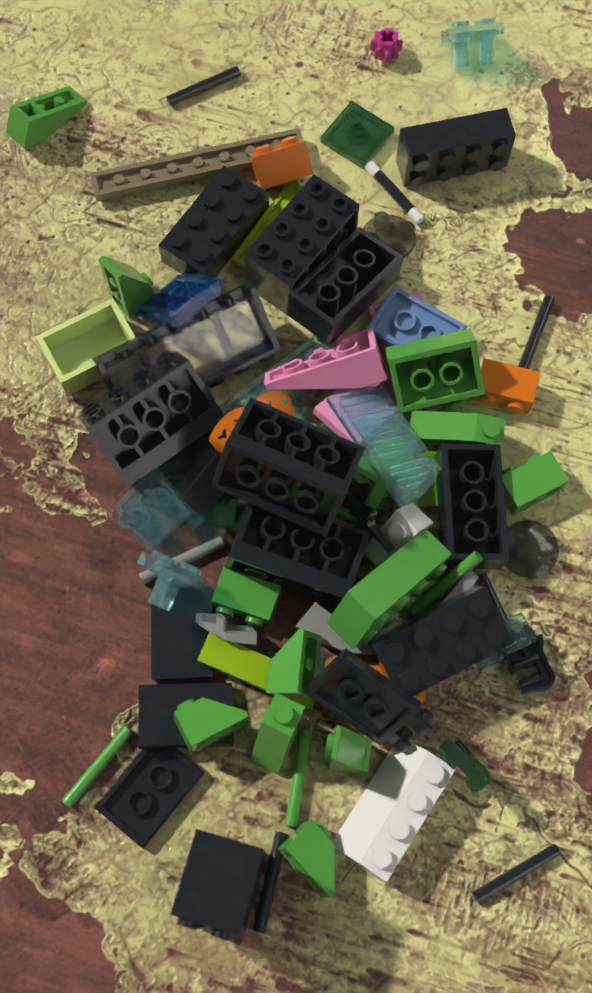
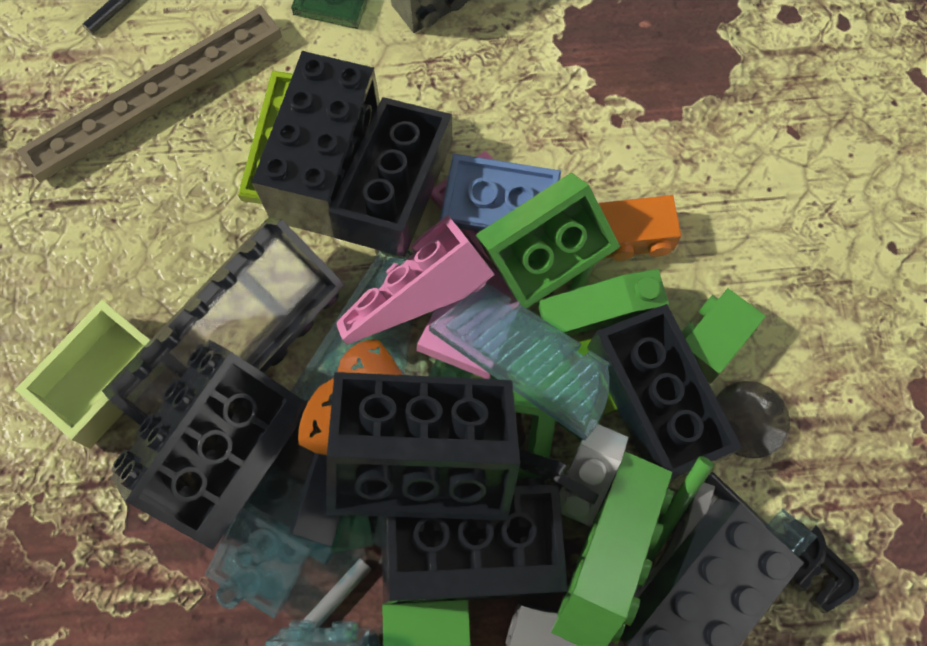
camera: 20 degrees left, 0 degrees up
(126, 285) = (114, 275): bright green slope -> none
(179, 299) = (191, 270): clear blue piece -> none
(214, 225) = (201, 162): black brick -> none
(281, 163) = (255, 53): orange brick -> none
(393, 232) = (423, 89): clear smoke dish -> none
(394, 192) = (405, 43): black bar -> none
(536, 332) = (642, 149): black bar -> none

